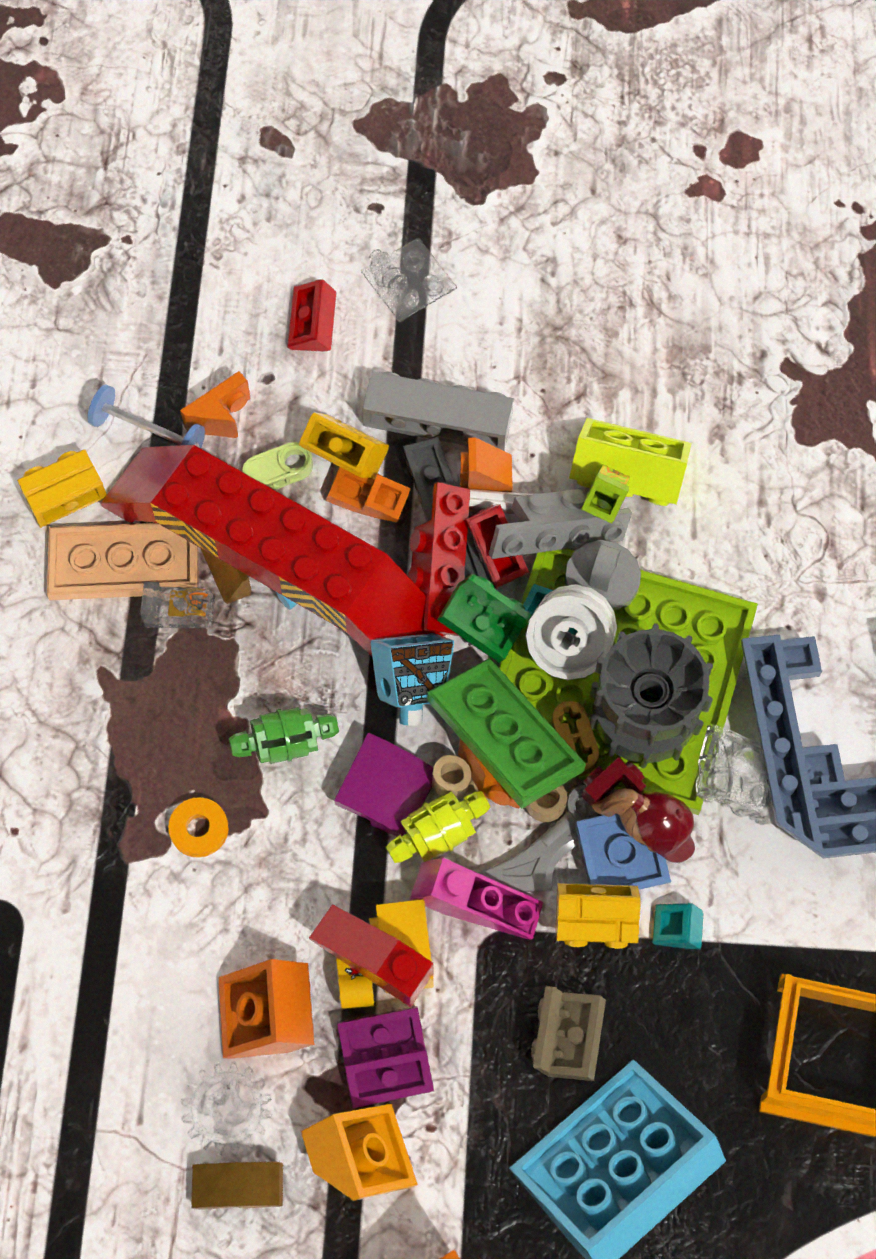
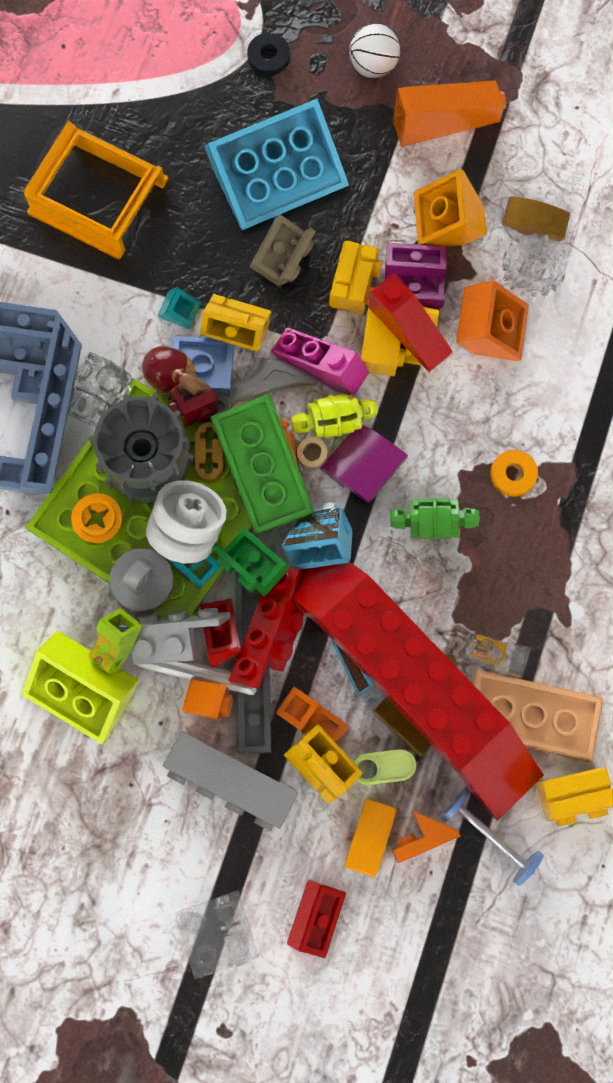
camera: 165 degrees left, 10 degrees up
(275, 397) = (370, 838): none -> light orange slope
(463, 1023) = (354, 277): none -> yellow brick
(677, 611) = (82, 517): none -> light orange gear

